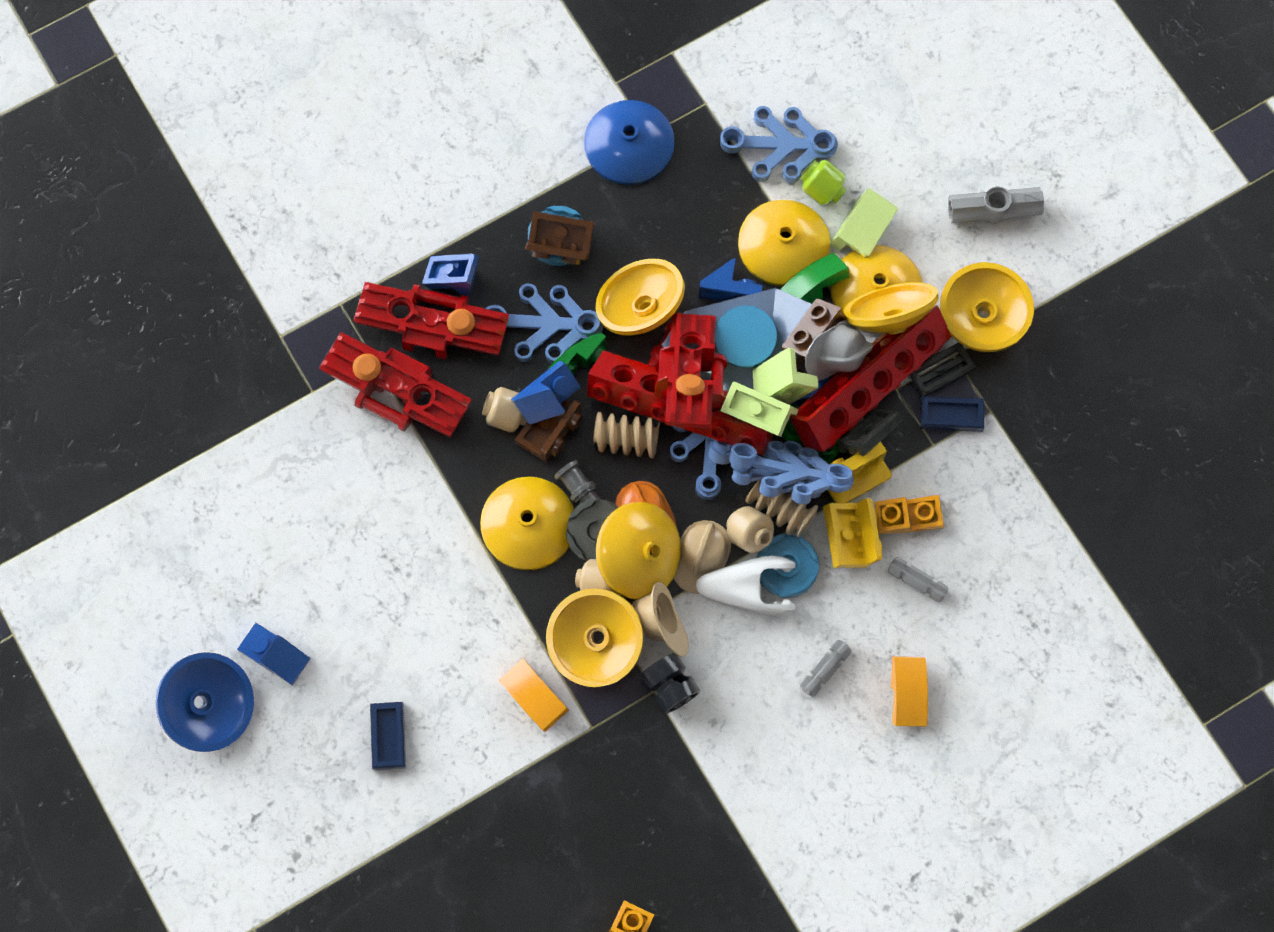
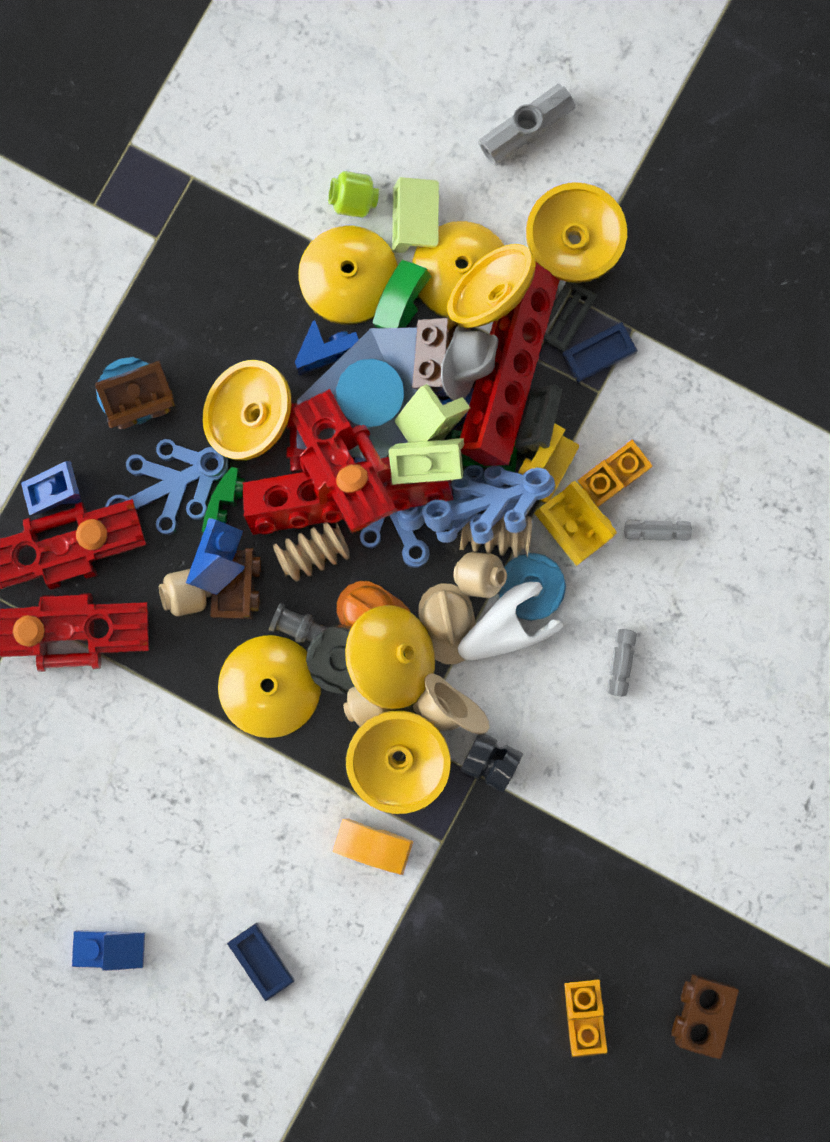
camera: 30 degrees left, 10 degrees up
(225, 697) = (95, 1041): blue dish -> none
(634, 157) = (147, 278): blue dish -> none
(783, 143) = (290, 175): medium blue plant -> none
(910, 691) = (710, 639): light orange slope -> none

